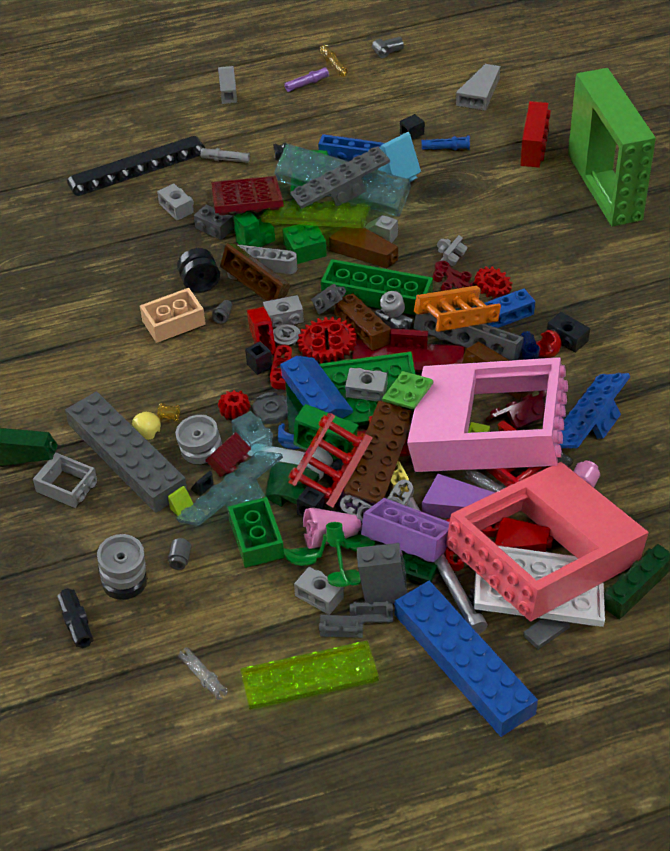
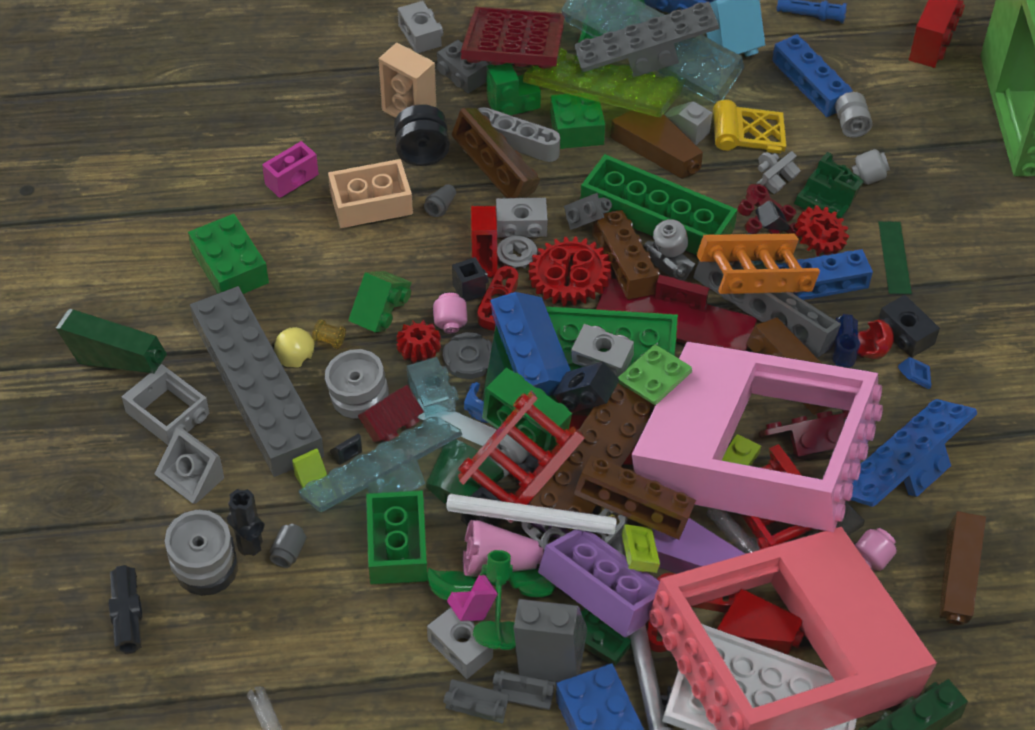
camera: 10 degrees right, 5 degrees up
(82, 374) = (228, 255): none -> green brick
(94, 515) = (190, 466): none -> light grey slope
(110, 309) = (290, 169): none -> dark pink brick
(149, 540) = (245, 522): none -> black piece
(178, 235) = (405, 80): none -> light nougat brick
(198, 381) = (377, 298): none -> green brick
(251, 382) = (450, 312): none -> bright pink head
(324, 561) = (473, 604): none -> dark pink panel
(347, 496) = (531, 514): none -> white axle
(363, 407) = (586, 387): none -> black brick
(412, 229) = (731, 127): none -> yellow piece
(416, 470) = (634, 497): none -> reddish brown brick
(428, 503) = (640, 548): none -> lime plate
(456, 279) = (772, 217): none -> black slope
(458, 186) = (810, 73): none -> blue brick
(490, 253) = (830, 187): none -> dark green slope
(493, 205) = (853, 114): none -> light grey wheel
(514, 236) = (871, 166): none -> light grey head
(546, 291) = (894, 257): none -> dark green sticker
(581, 360) = (916, 372): none -> blue slope
(646, 474) = (961, 567): none -> reddish brown slope

